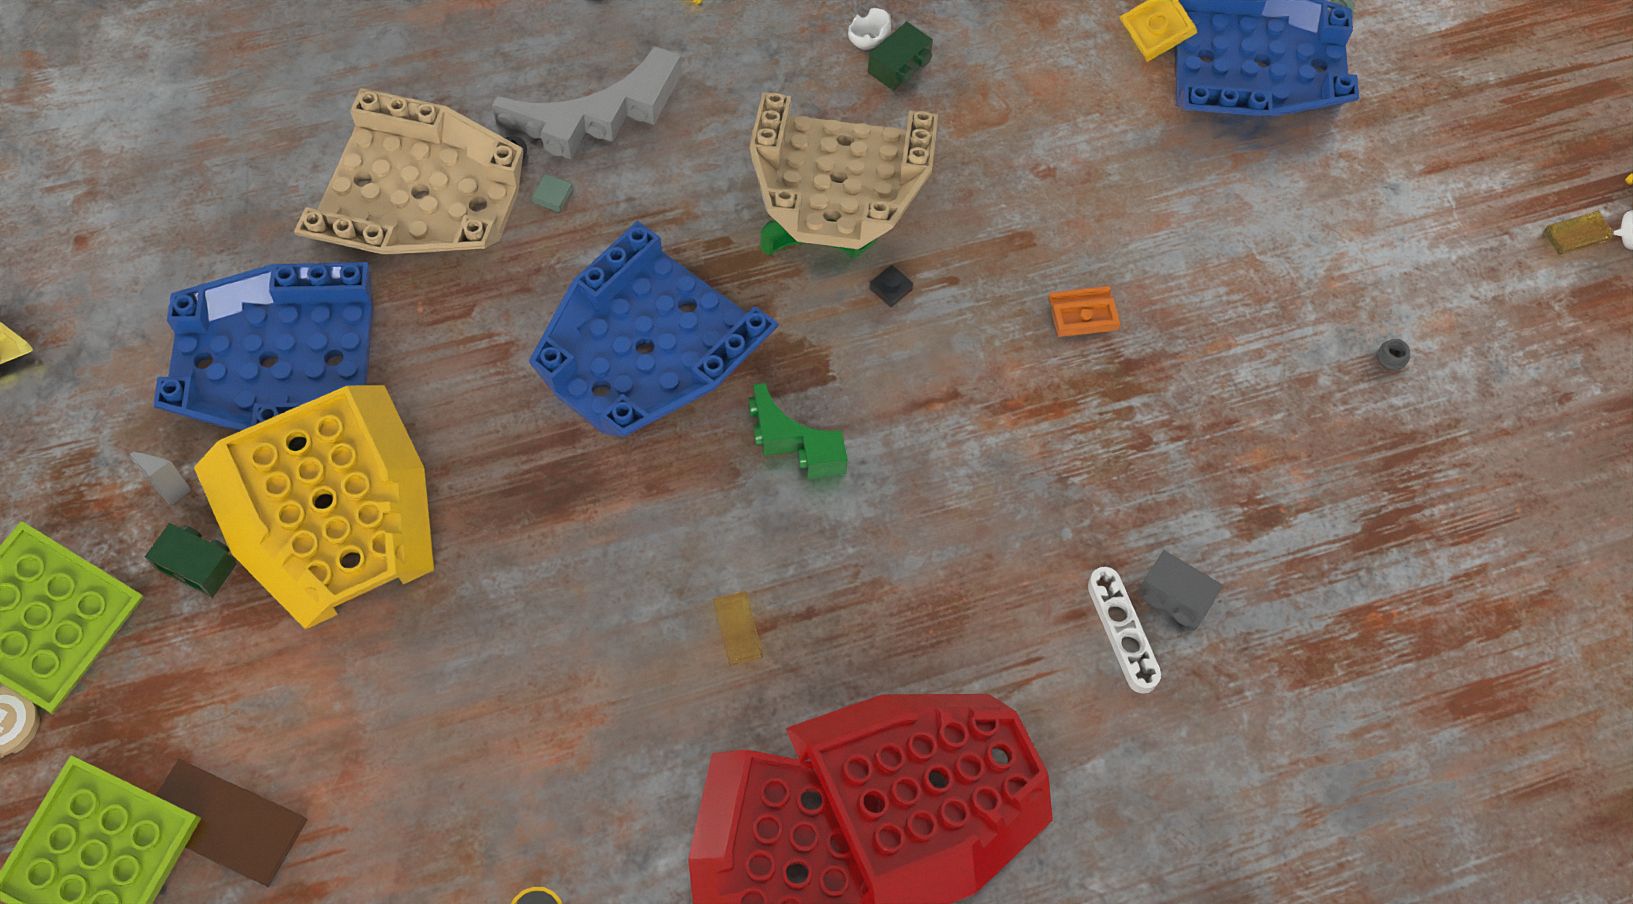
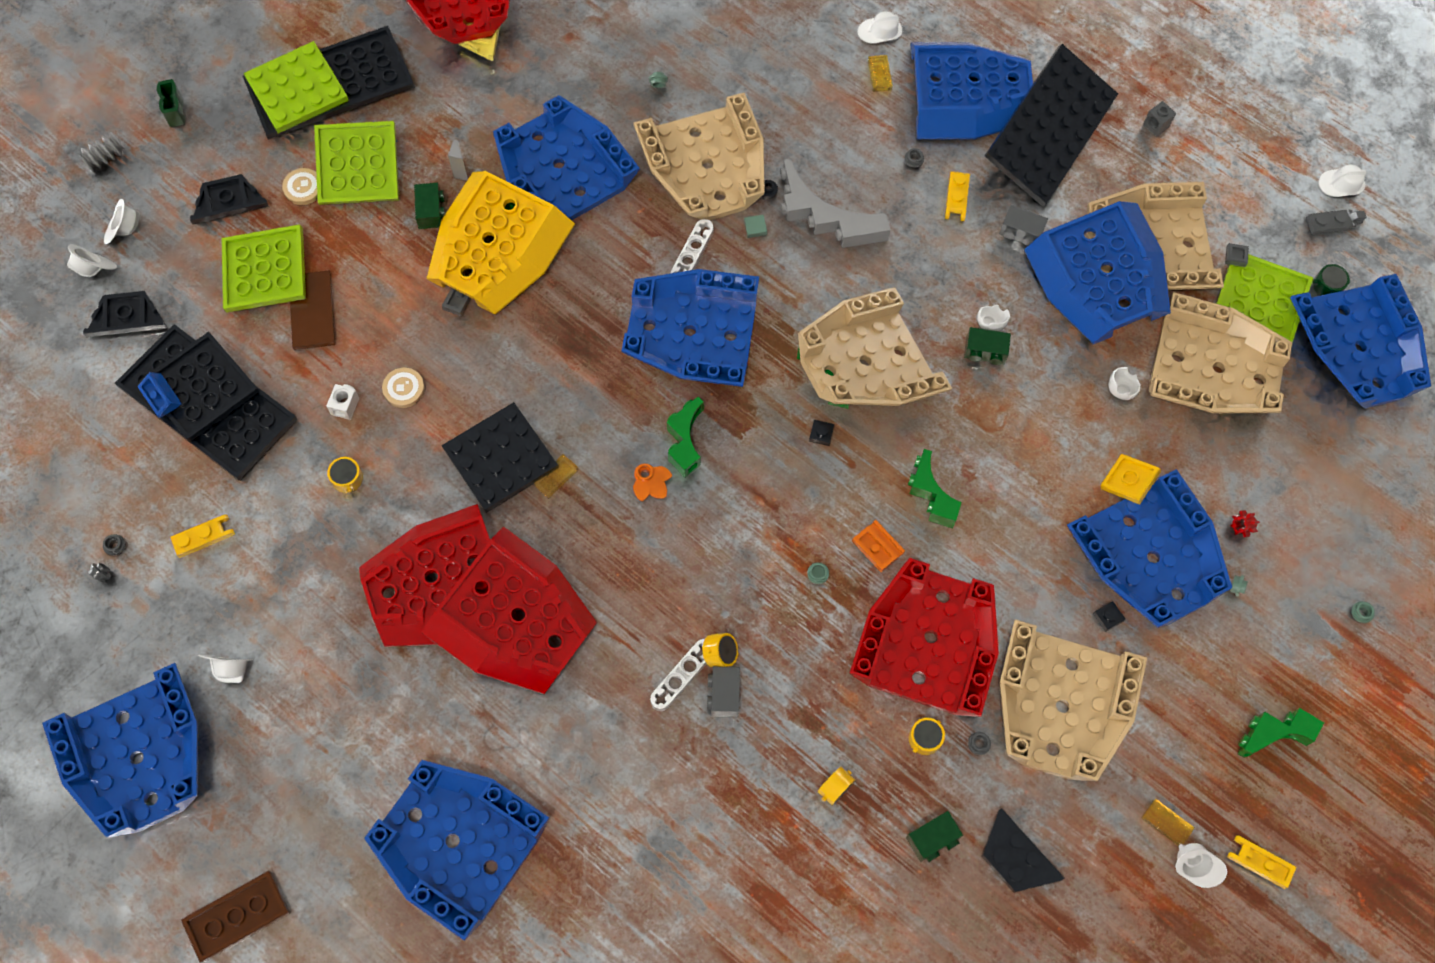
camera: 60 degrees right, 5 degrees up
(248, 175) = (658, 80): none -> sand green plate
(375, 608) = (456, 302): none -> dark grey plate
(423, 868) = (343, 409): none -> white brick
(454, 757) = (403, 387): none -> tan tile
(531, 283) = (688, 251): none -> white beam
(659, 684) = (499, 457): none -> black plate
(831, 514) = (653, 484): none -> orange plate
(1034, 218) = (941, 507): none -> green arch
(1078, 396) = (818, 573): none -> sand green plate
(1124, 560) = (720, 650): none -> yellow piece
(1275, 300) = (954, 667): none -> red wedge
(1307, 142) = (1109, 616): none -> black plate
(1359, 401) = (926, 736): none -> piece
(1377, 531) = (836, 785): none -> yellow piece
(1407, 205) = (1098, 695): none -> tan wedge
(1490, 465) = (934, 836): none -> dark green brick
(1524, 80) = (1268, 729): none -> green arch
(1550, 398) = (1017, 857): none -> black wing

